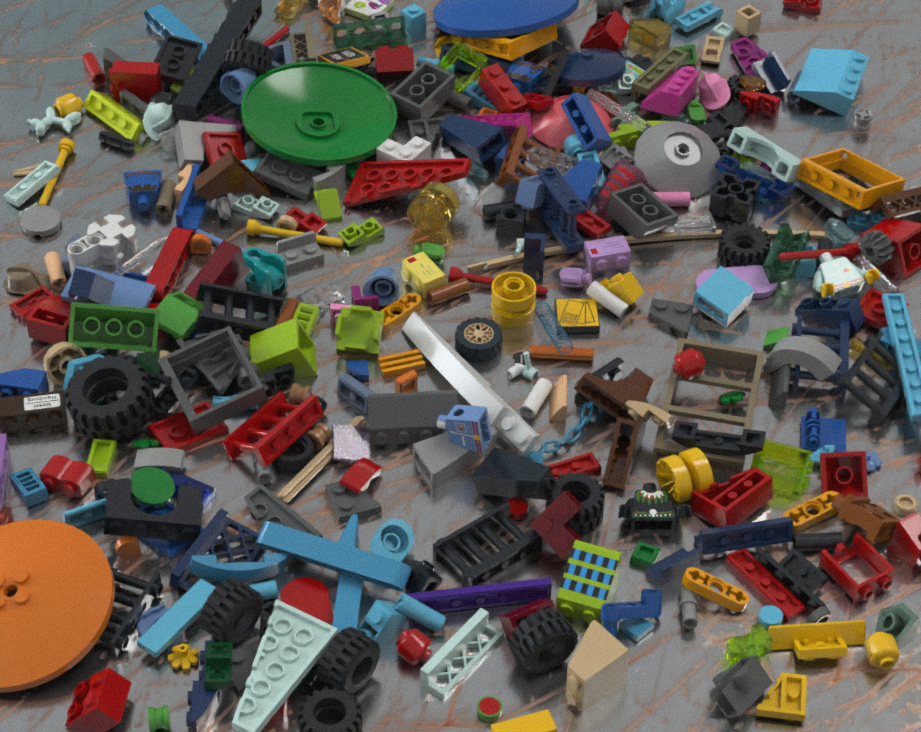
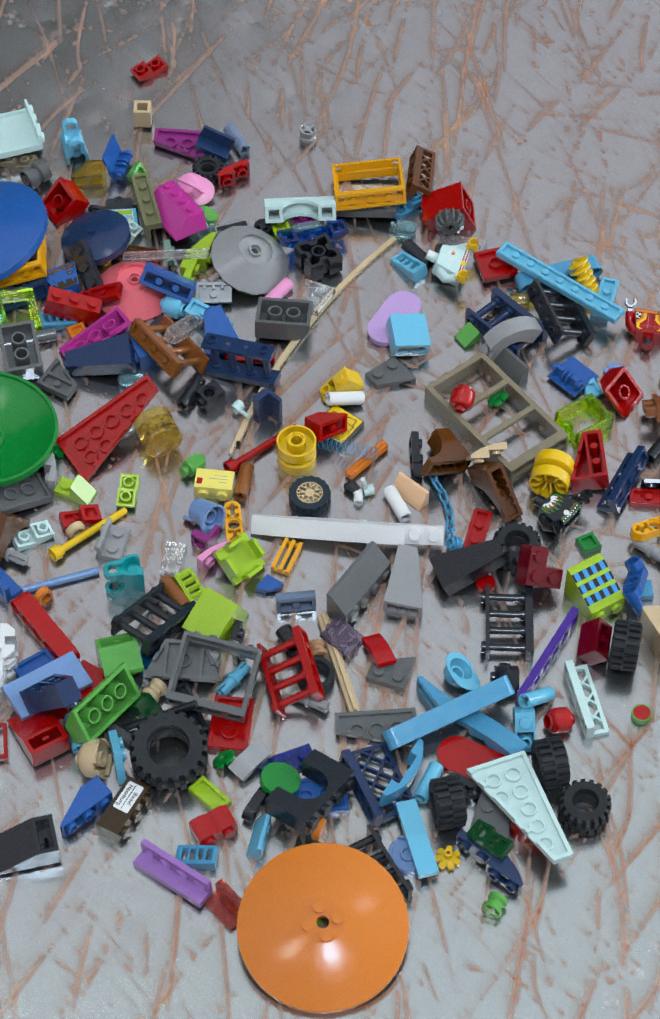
camera: 50 degrees left, 10 degrees up
(99, 702) = (449, 932): red slope -> none
(140, 256) = (21, 643): clear piece -> none
(223, 268) = (94, 606): dark red slope -> none
(299, 394) = (266, 635): medium nougat wheel -> none
(407, 382) = (315, 567): orange tile -> none
(414, 150) = (78, 410): white brick -> none
(467, 427) = (408, 558): medium blue torso -> none
(530, 192) = (205, 363): medium blue slope -> none
(559, 300) = (326, 424): none -> red slope
(574, 277) = (302, 401): lavender arm -> none
(607, 254) = (299, 367): lavender brick -> none
(620, 177) = (241, 310): clear pink cone -> none
(672, 567) = (612, 536): dark blue panel -> none
(679, 30) = (116, 159): none -> blue hinge
(698, 16) = (100, 135): medium azure plate -> none
(712, 49) = (143, 154): tan slope -> none
(716, 442) = (544, 433): black slope -> none
(723, 30) = (131, 135): light aqua tile -> none
(723, 124) = (230, 205): black plate -> none
(736, 238) = (367, 279): black tyre -> none
(752, 82) = (215, 161): clear orange tile -> none
(784, 243) = (396, 274): clear green fence -> none
(817, 503) = (629, 423): light orange beam -> none
(831, 78) = (254, 115): medium azure slope -> none
(831, 311) = (474, 290): dark blue slope -> none
(849, 251) = (428, 237): red piece -> none

